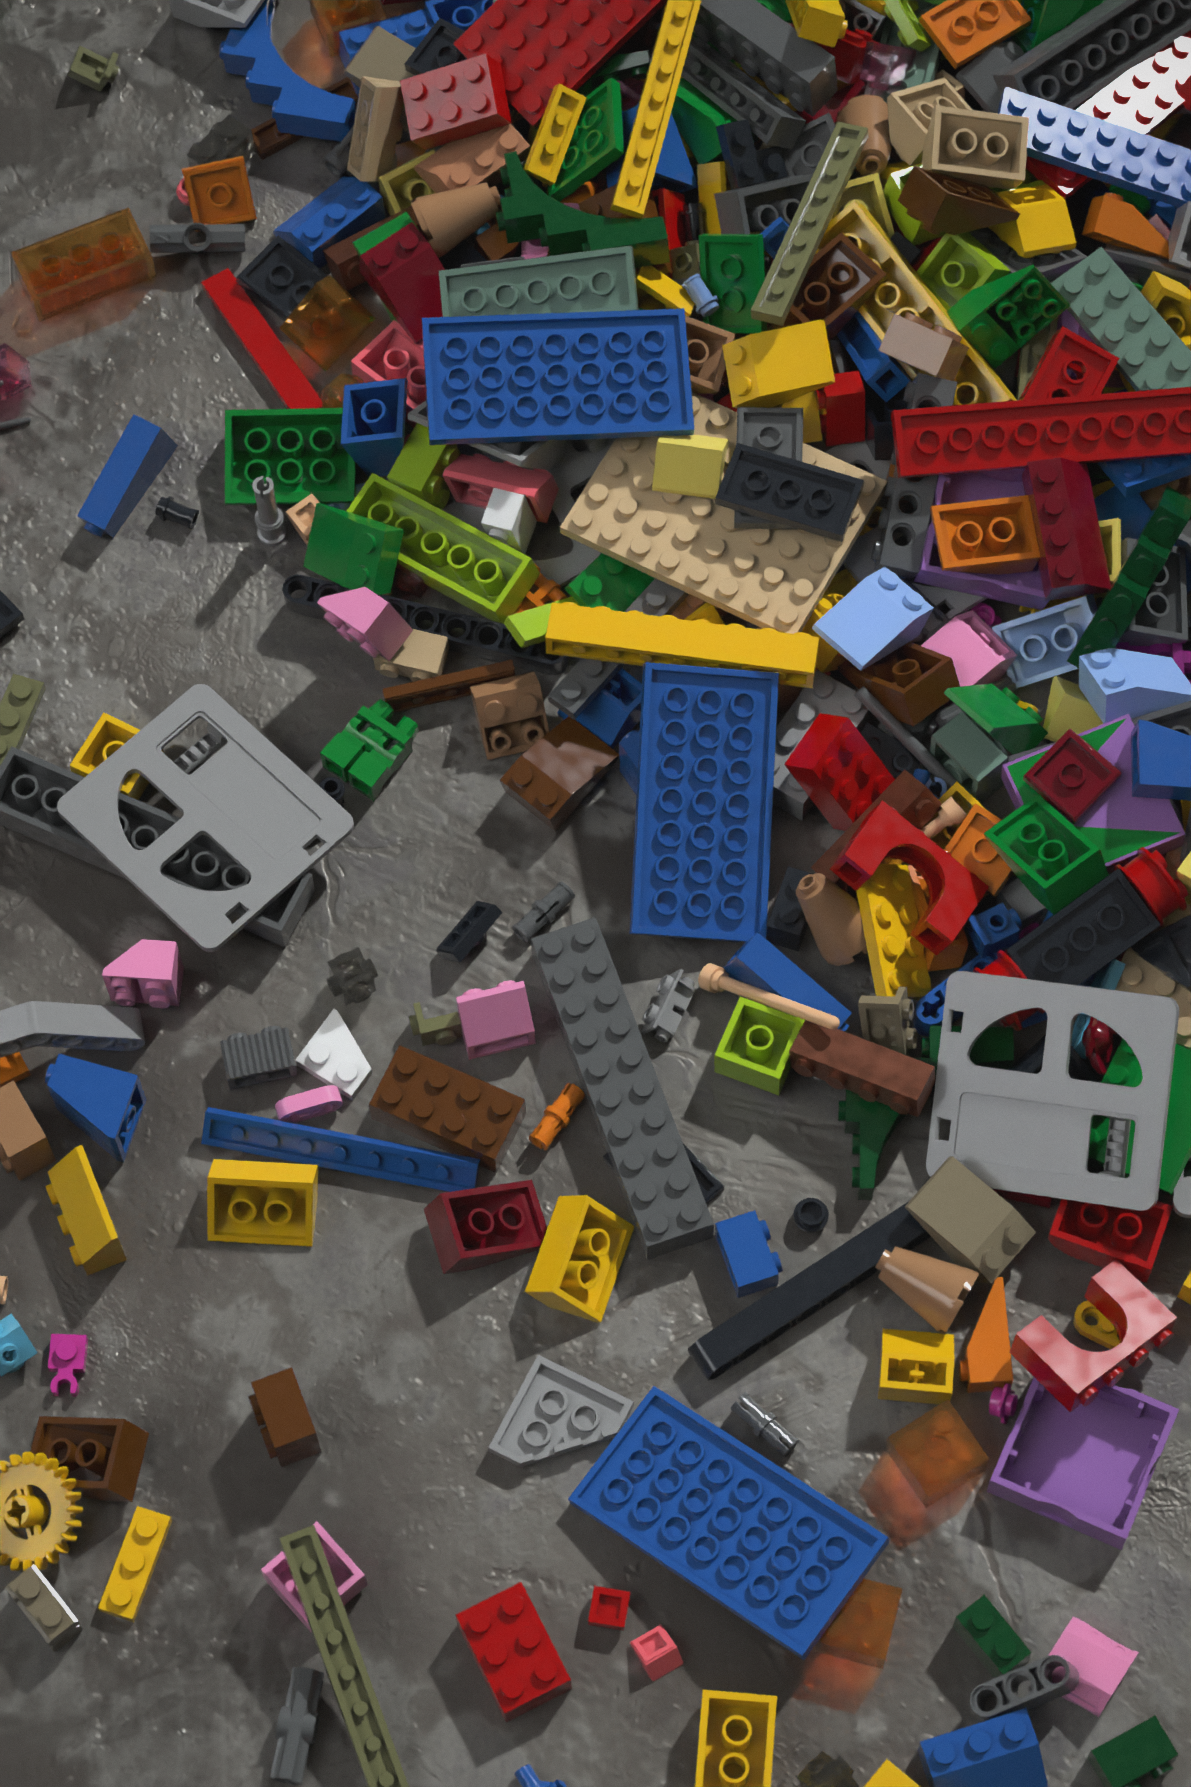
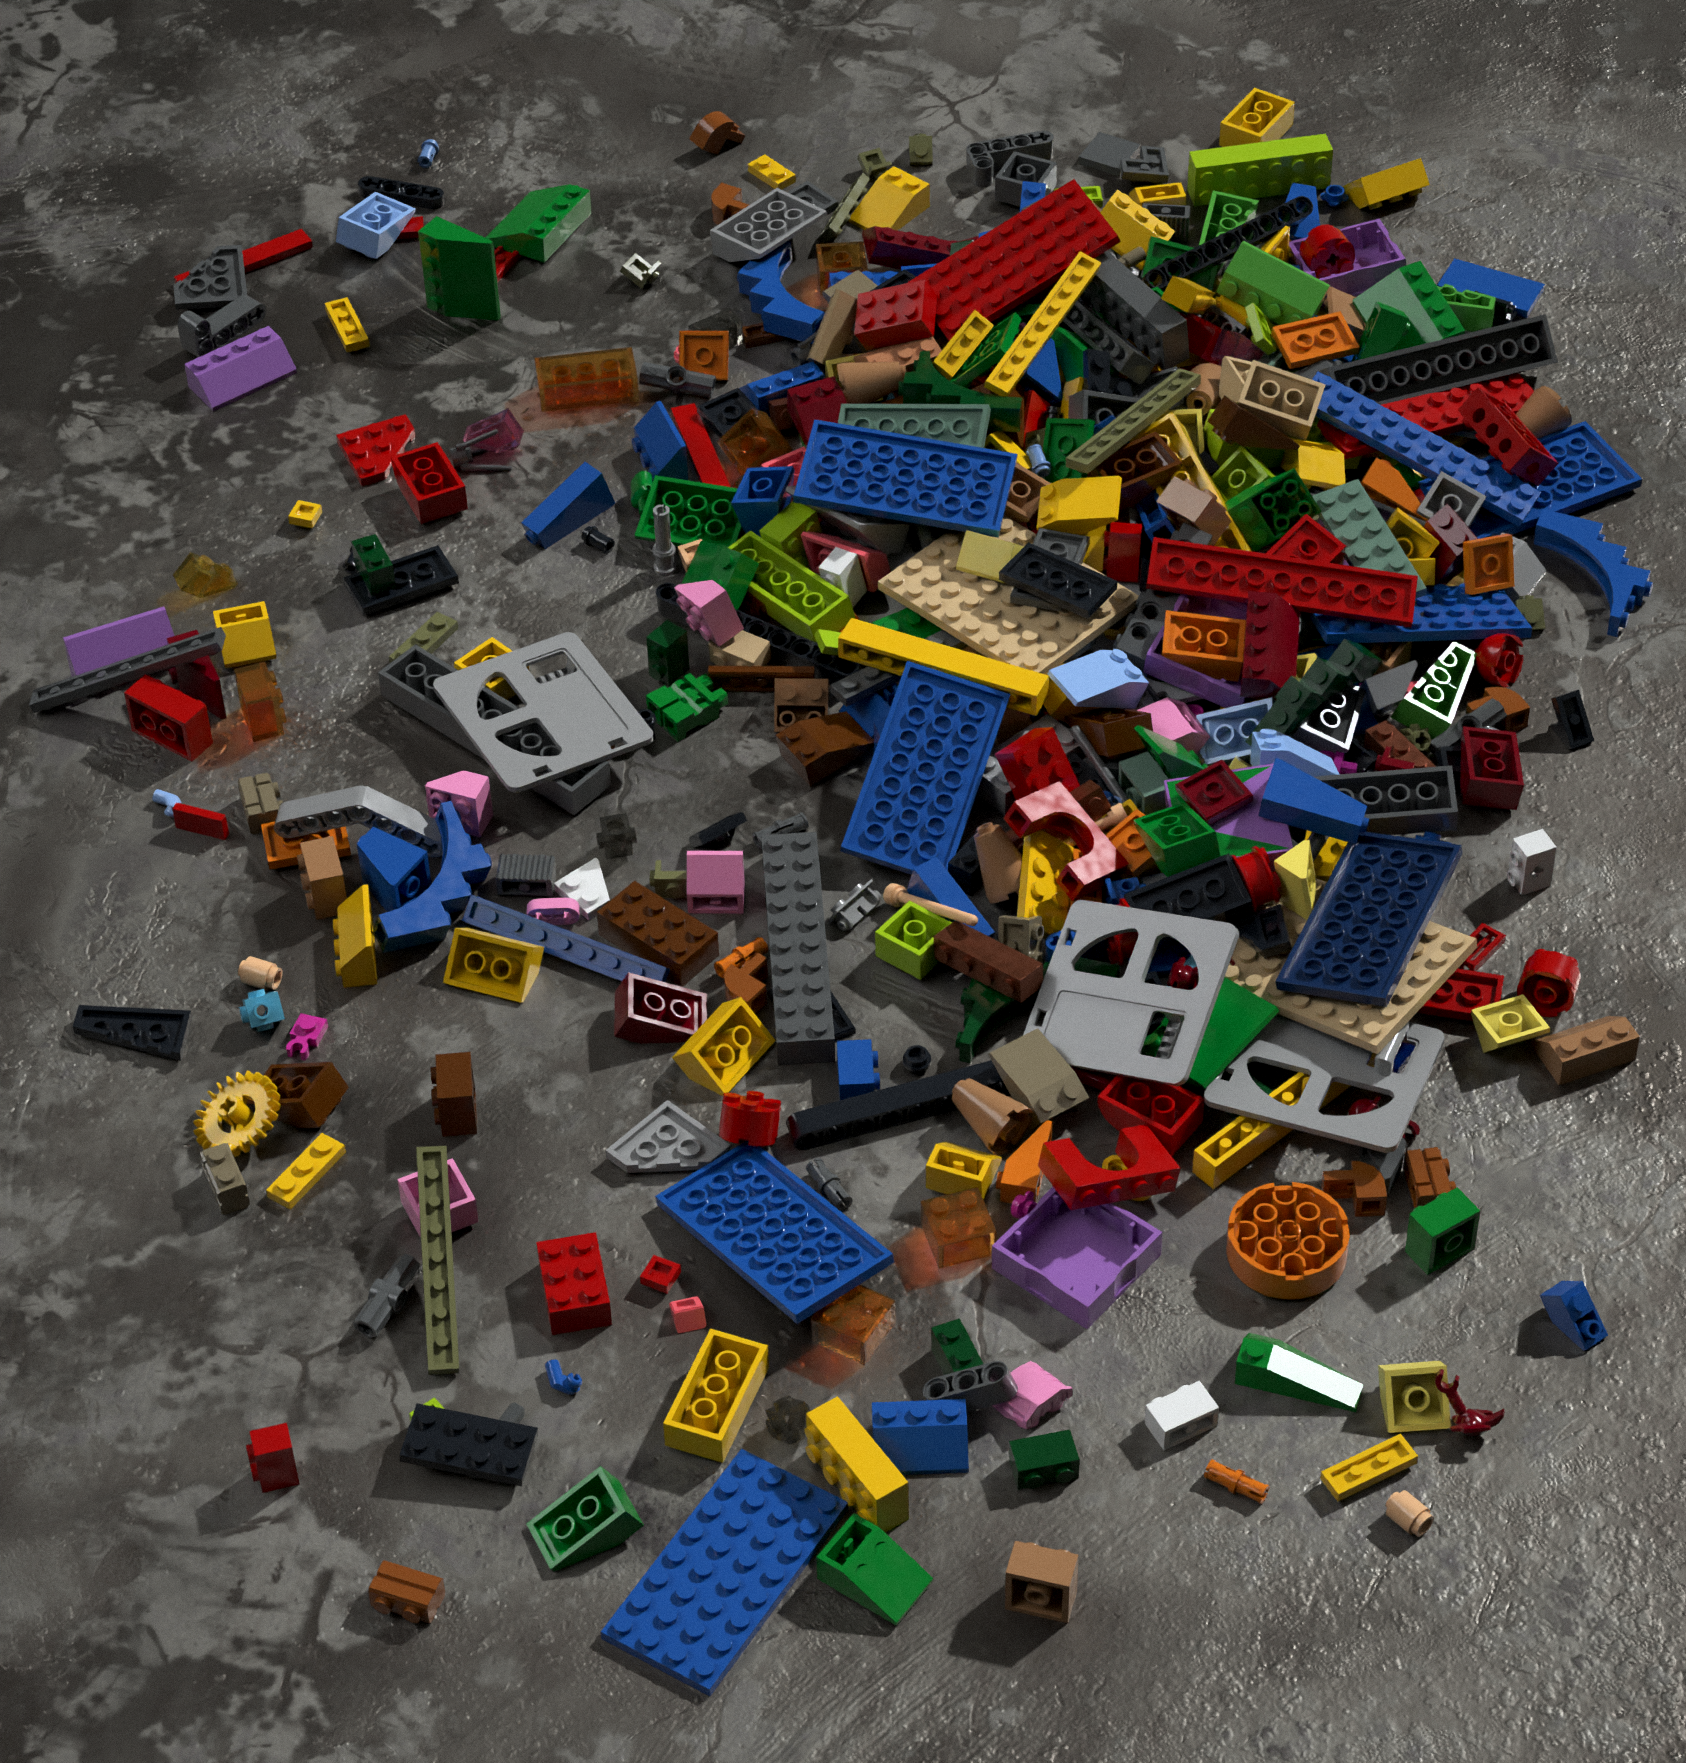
camera: 15 degrees right, 20 degrees down
(173, 1108) = (428, 915): none -> blue arch
(209, 427) = (640, 489): none -> green piece
(213, 356) = (660, 444): none -> blue slope
(326, 681) = (667, 653): none -> dark green brick
(572, 1166) = (748, 982): none -> dark orange brick
(649, 1366) = (749, 1118): none -> red brick

